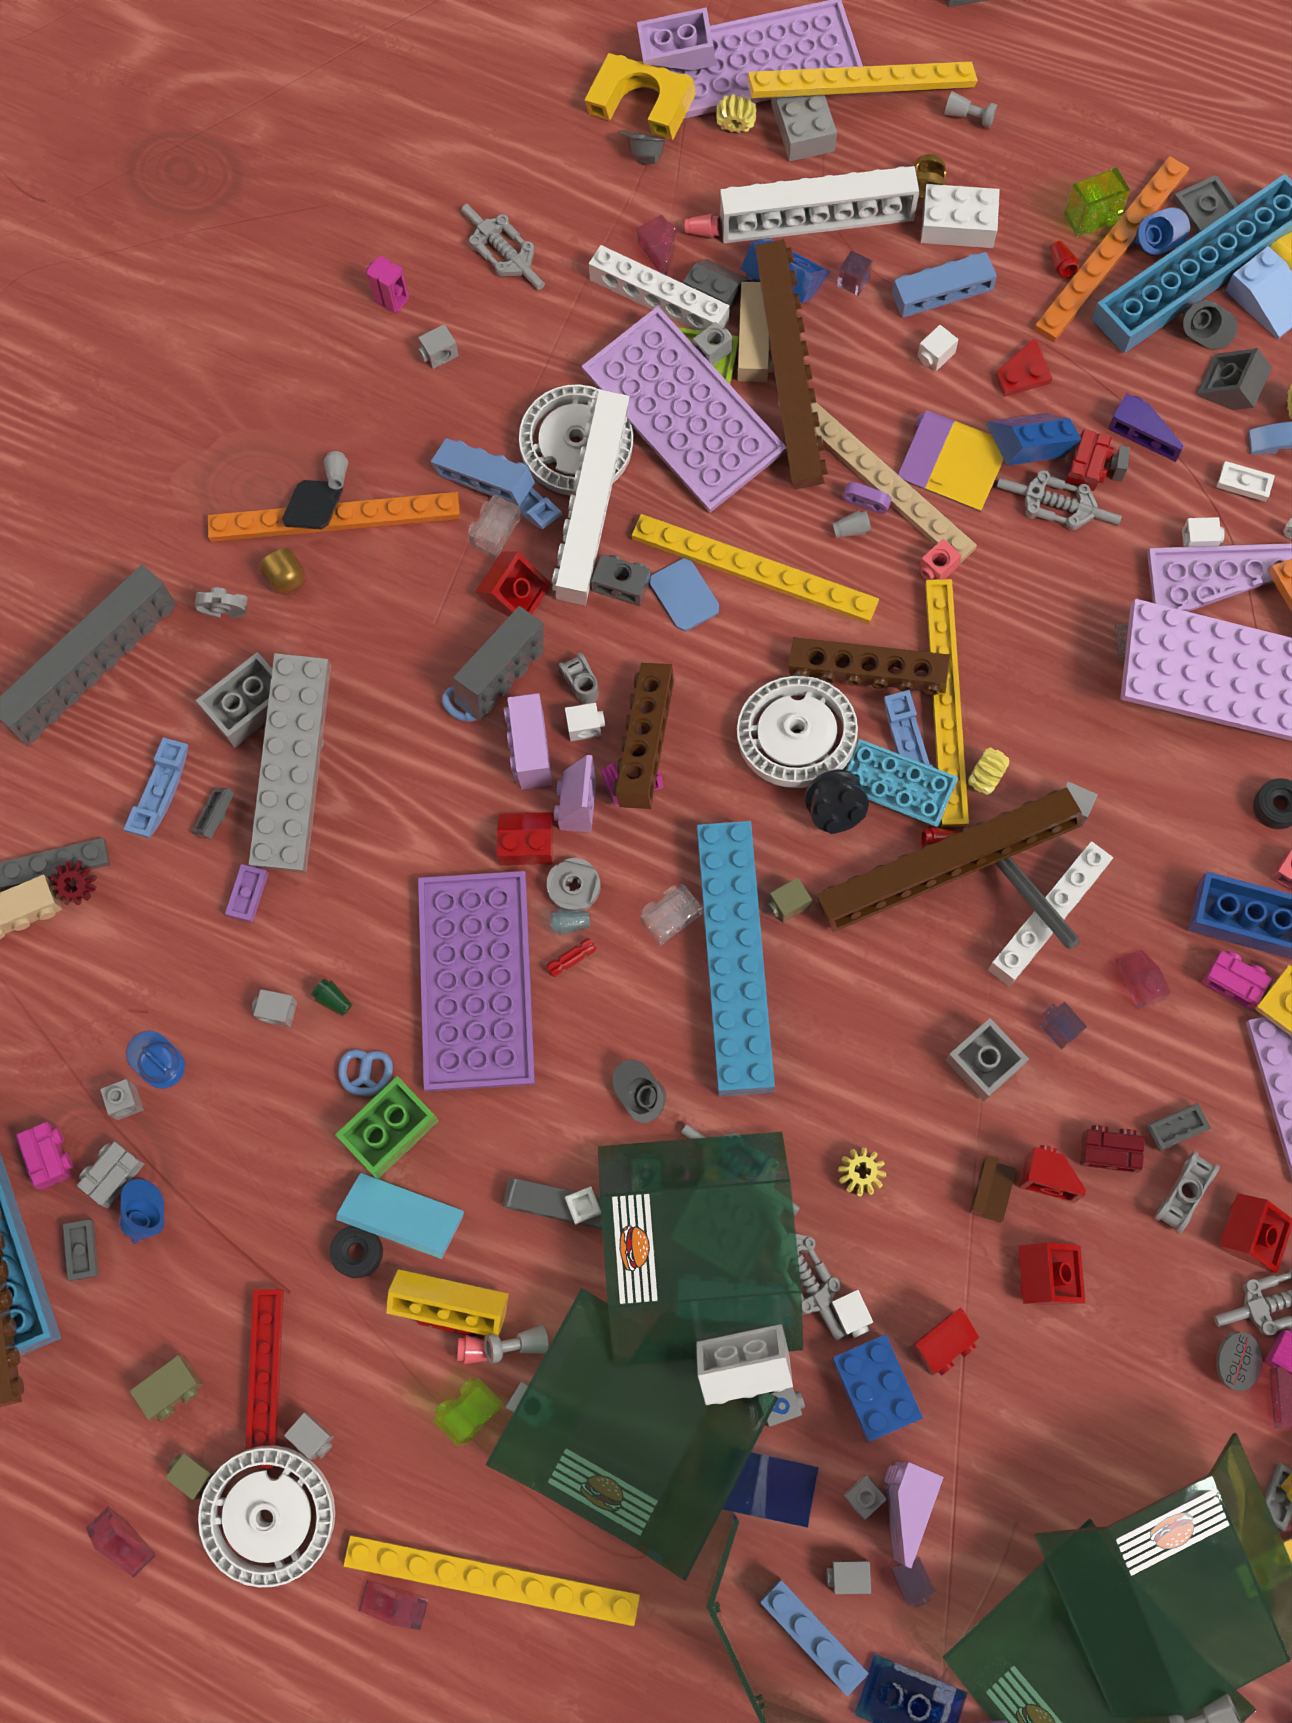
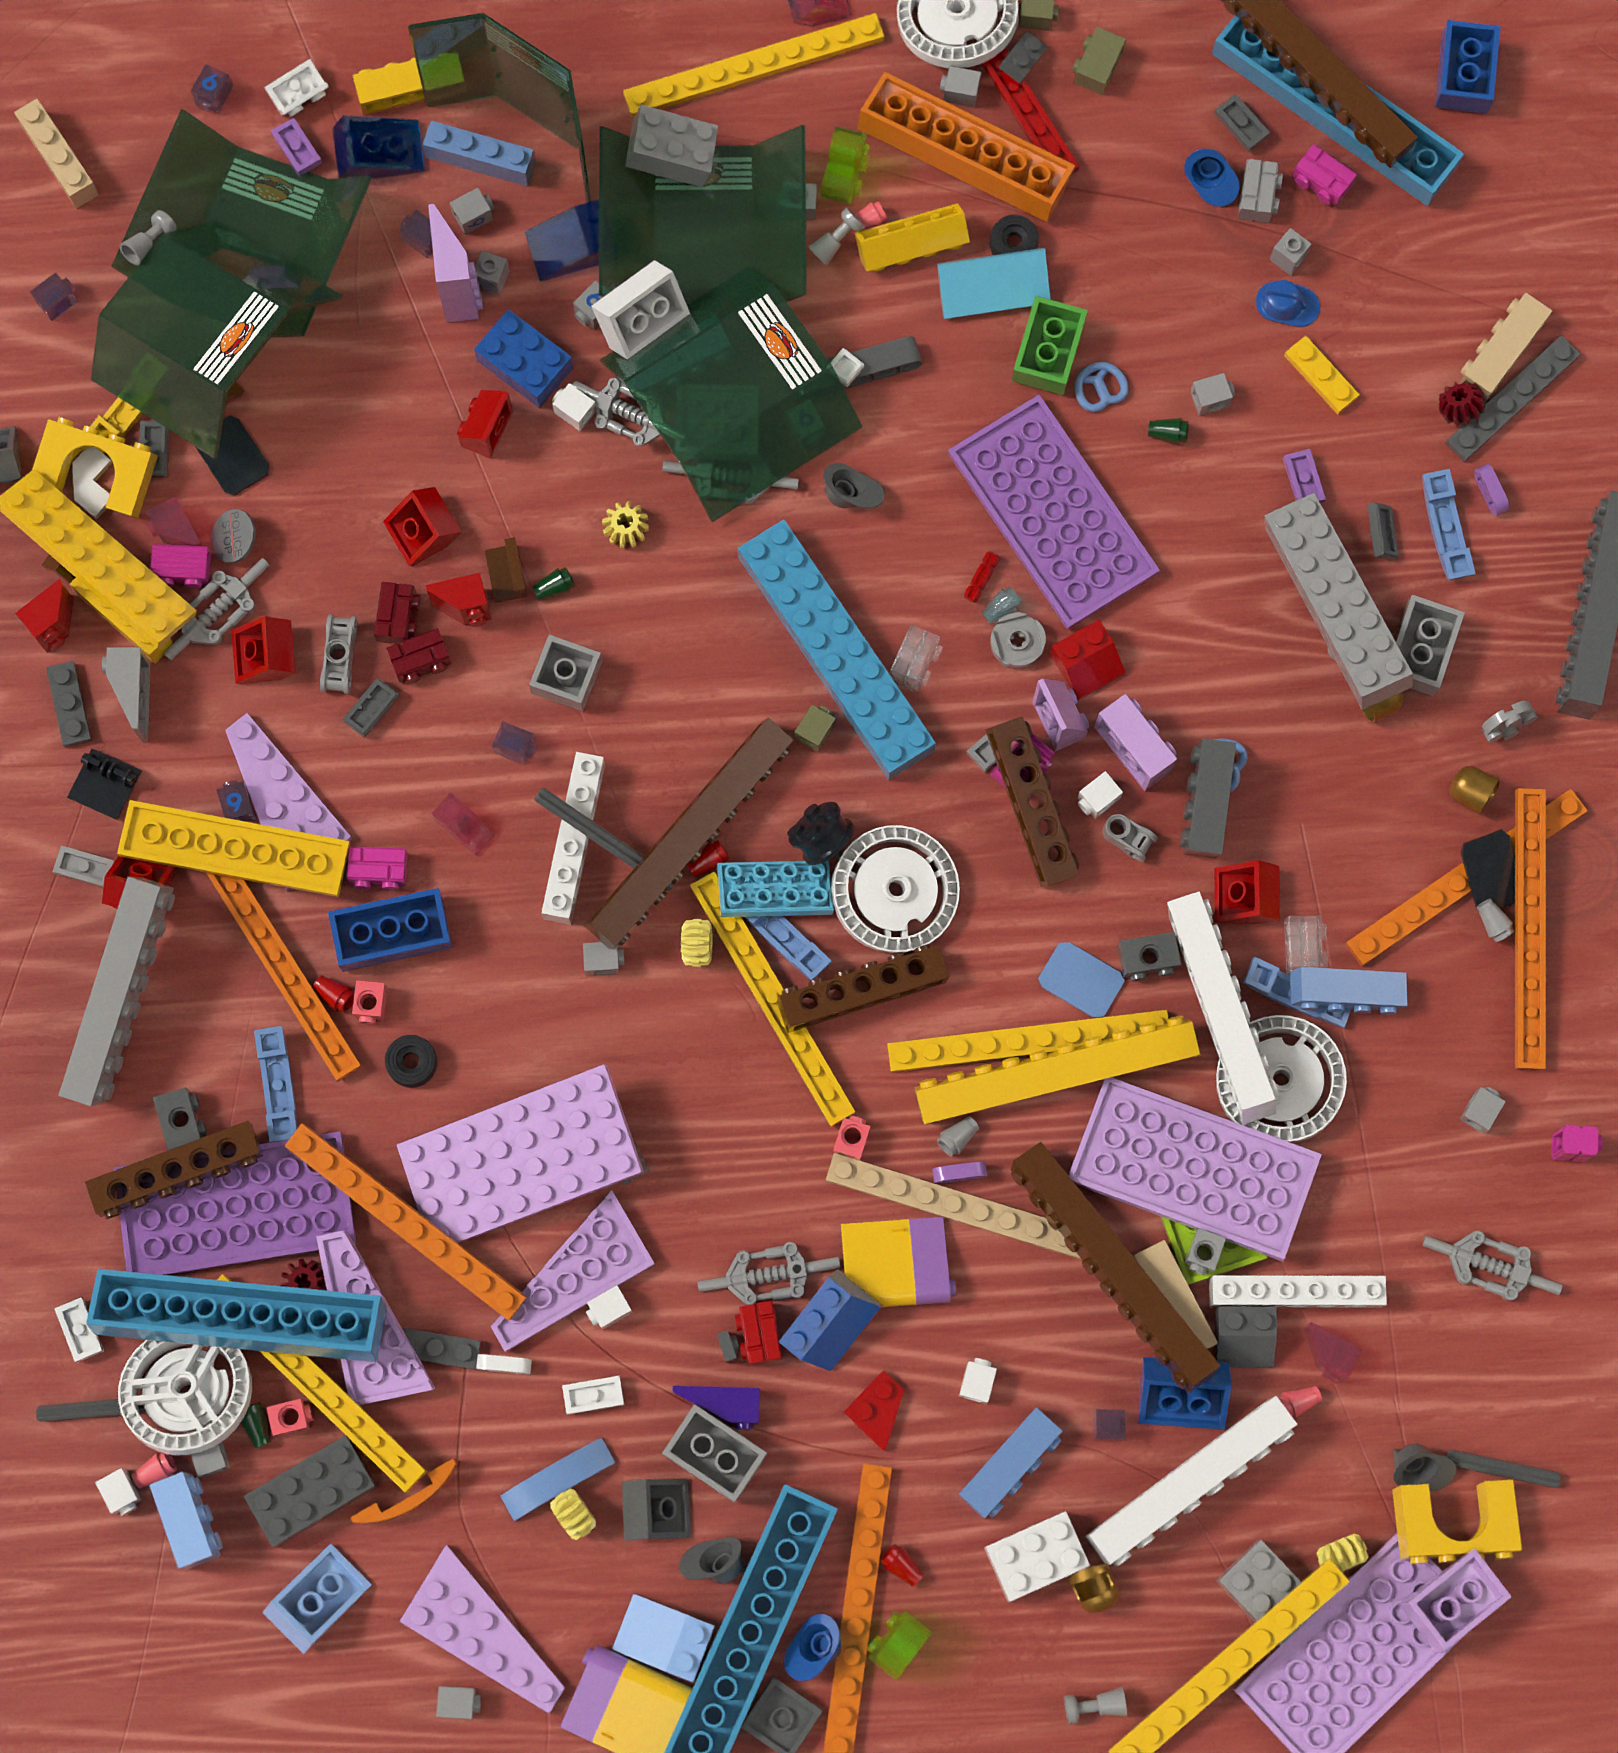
camera: 145 degrees right, 5 degrees up
(101, 800) = (1491, 489): none -> medium lavender beam
(170, 978) = (1321, 375): none -> yellow plate
(234, 1432) = (1023, 57): none -> dark grey plate
(311, 450) = (1530, 929): none -> orange plate
(344, 1369) = (965, 146): none -> orange slope
(584, 120) = (1505, 1469): none -> dark grey axle
(622, 1526) = (671, 146): none -> light grey brick
(659, 811) = (982, 754): none -> light grey tile
(748, 527) = (1056, 1070): none -> yellow brick
(954, 1152) = (554, 584): none -> dark green cone
(1115, 1202) = (395, 613): none -> dark red brick
(1172, 388) = (714, 1453): none -> light grey brick
(1197, 1442) = (238, 459): none -> black piece

